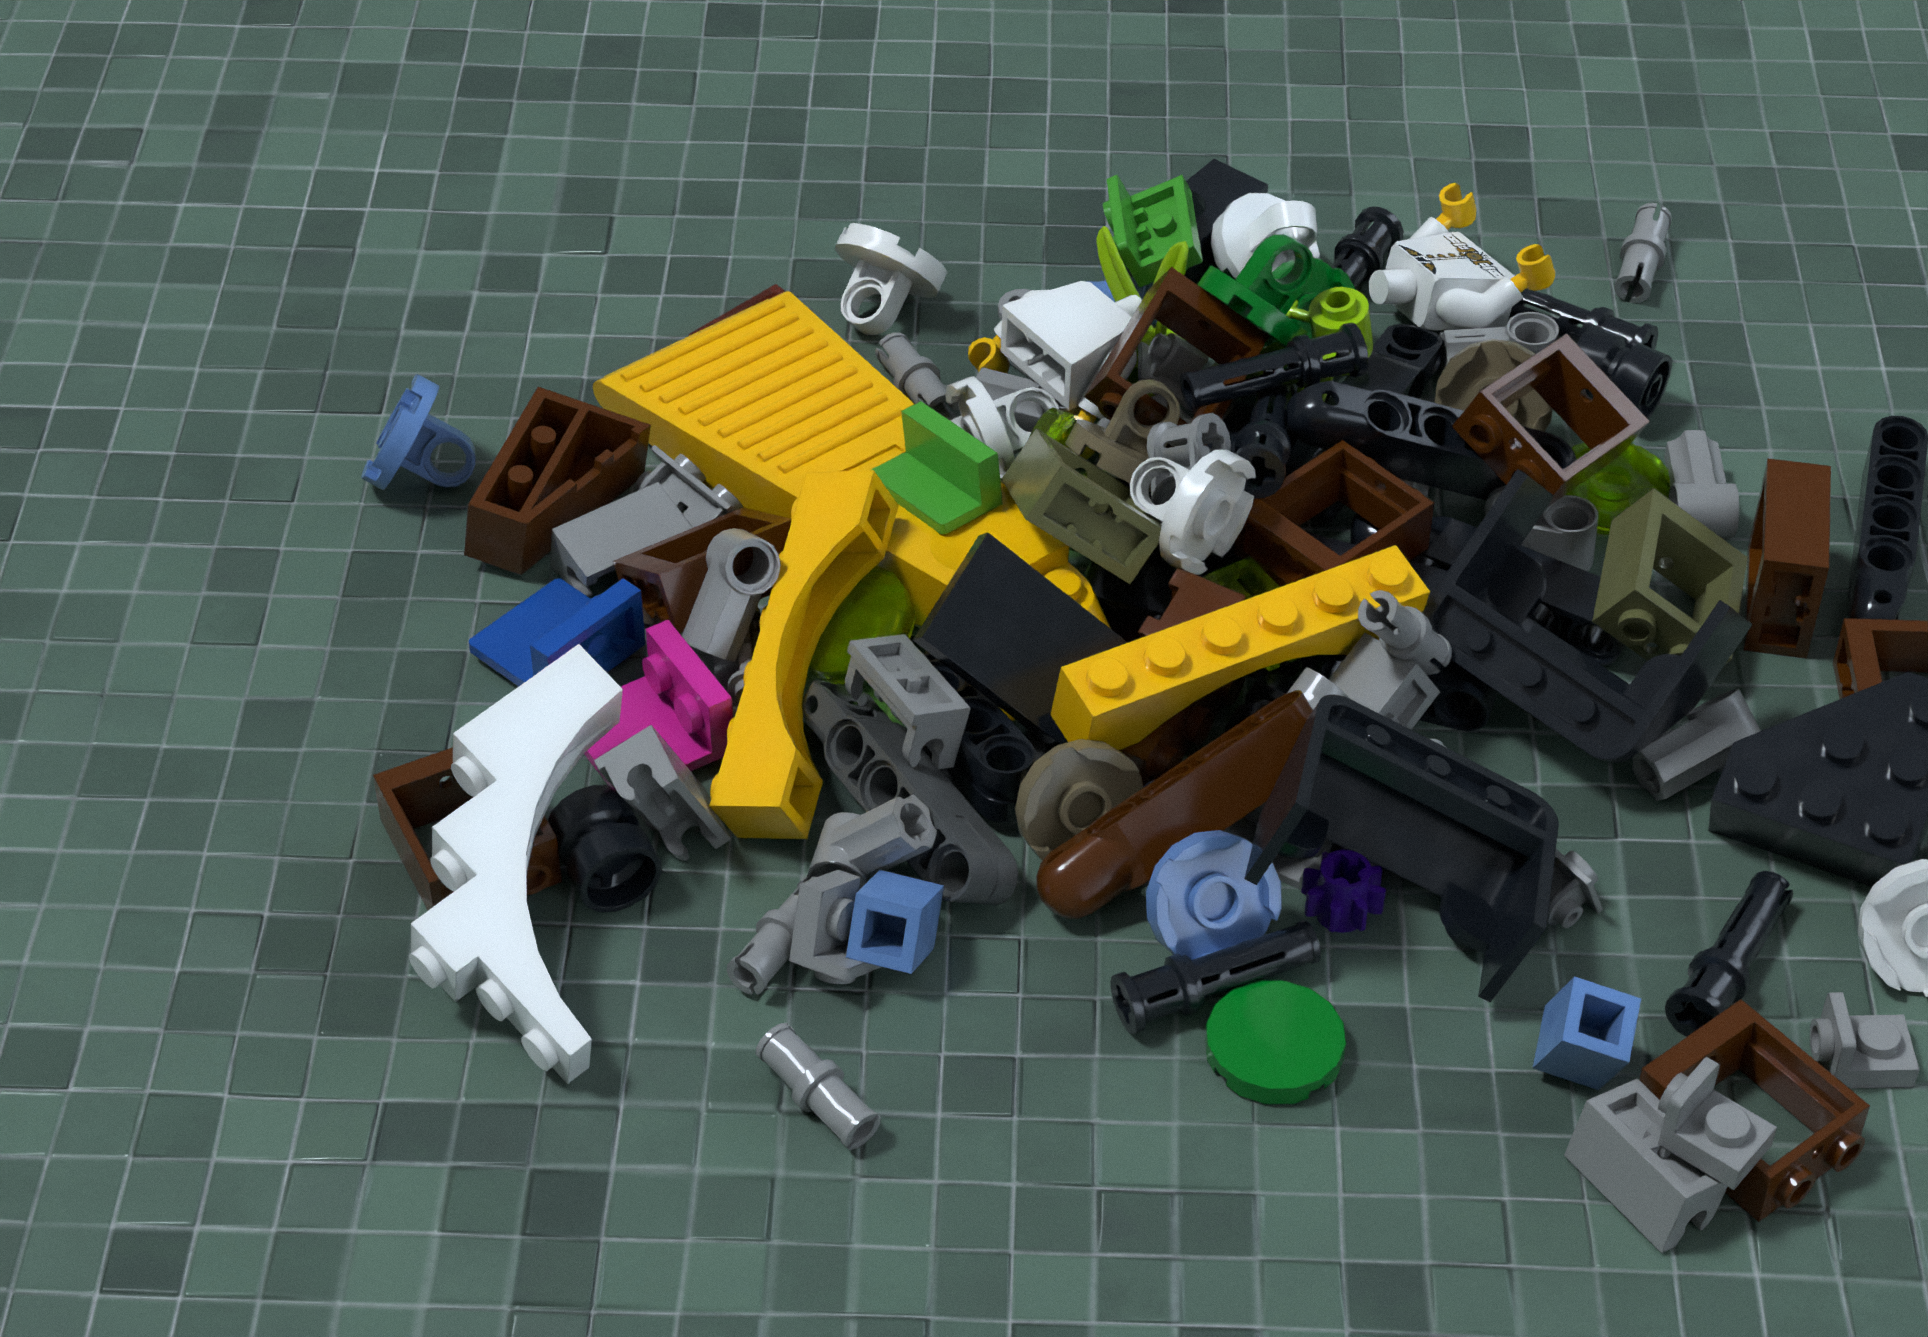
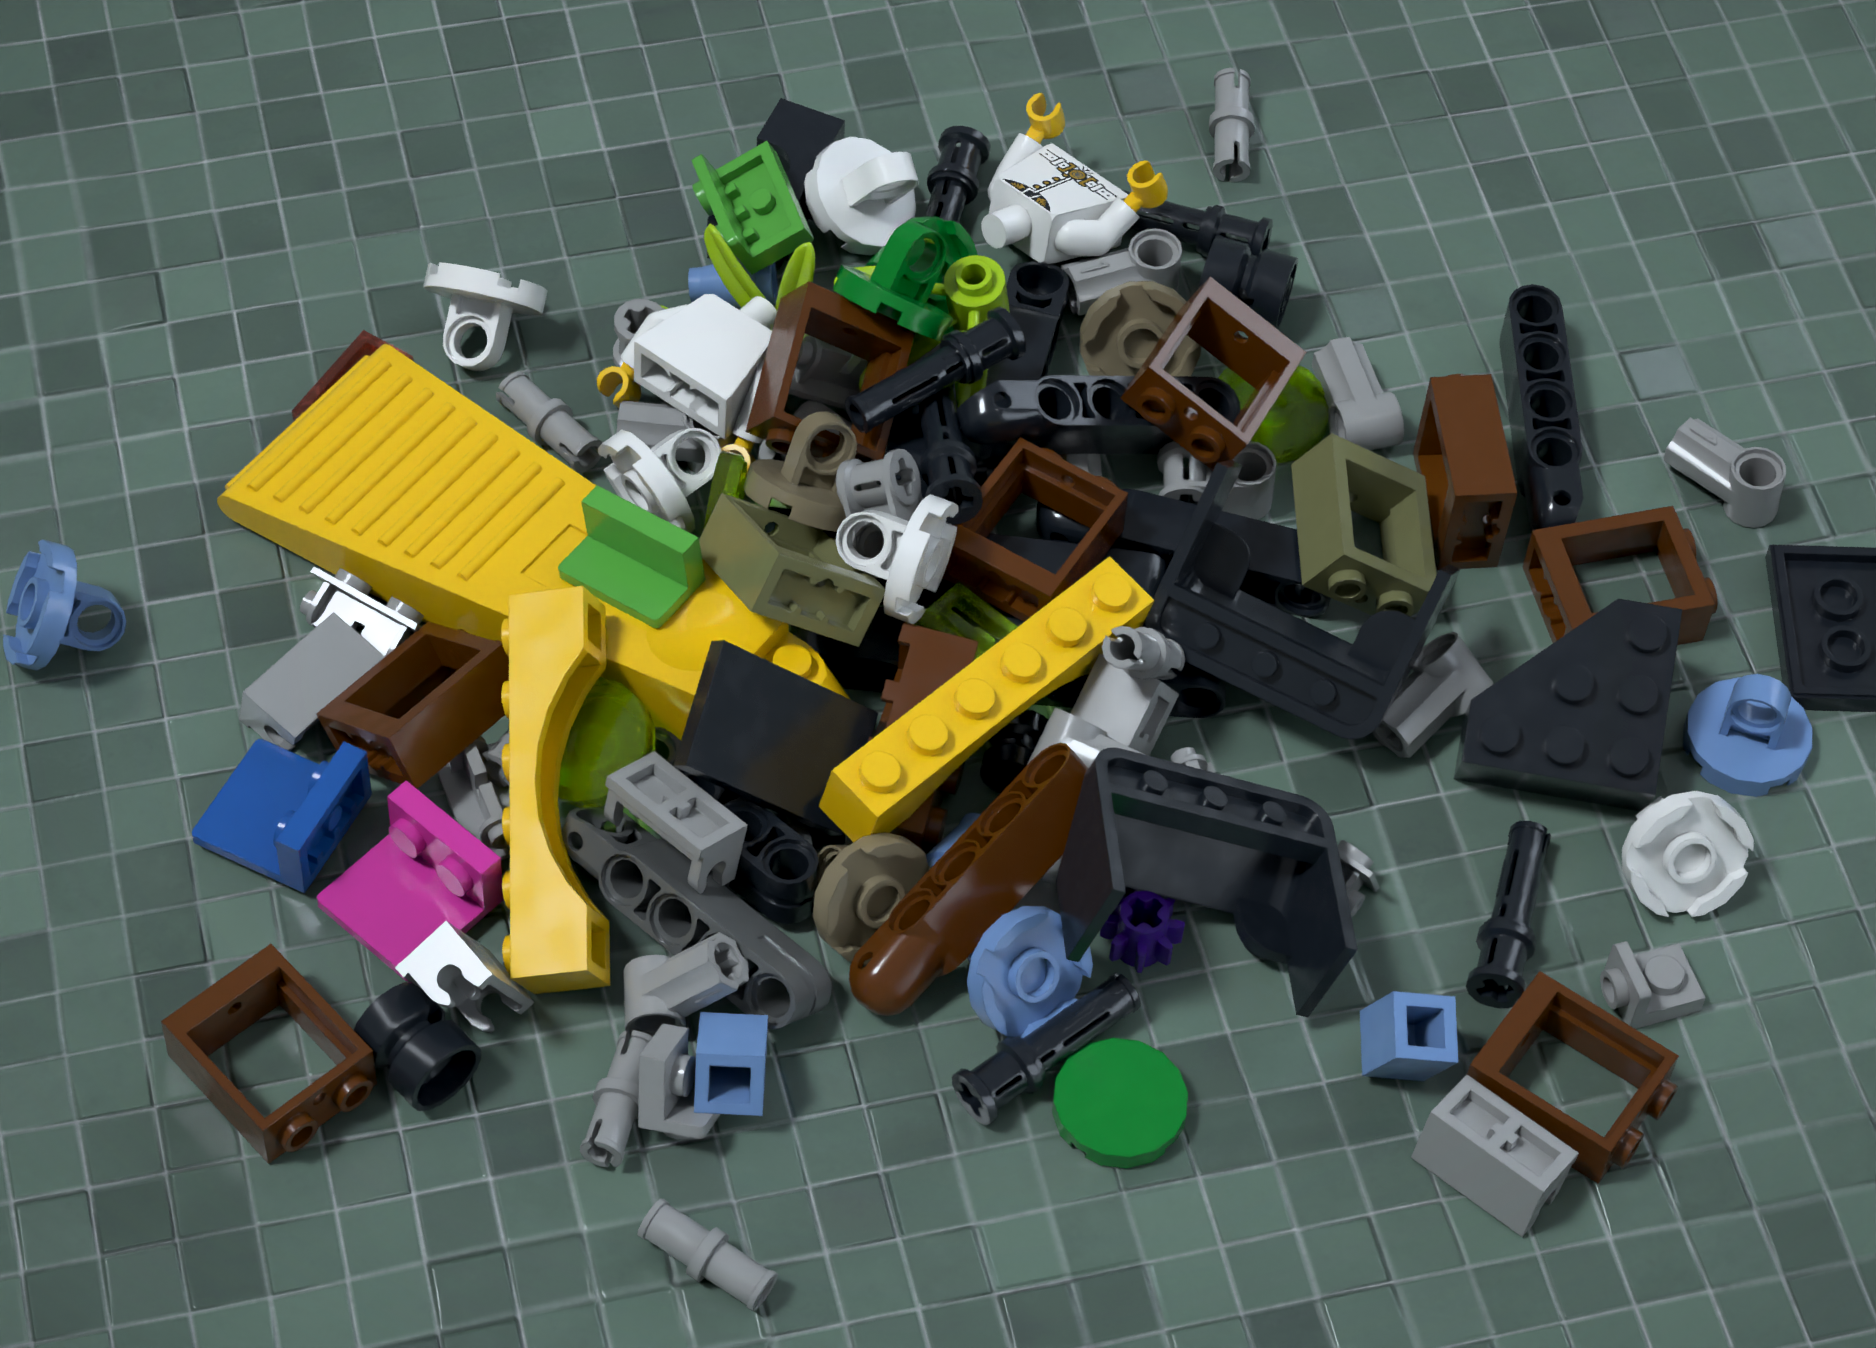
camera: 20 degrees left, 10 degrees up
(483, 931) = (319, 1091): white arch -> none
(549, 471) = (217, 624): reddish brown wedge -> none
(729, 601) = (464, 739): light grey piece -> none
(1711, 1128) = (1551, 1117): light grey bracket -> none

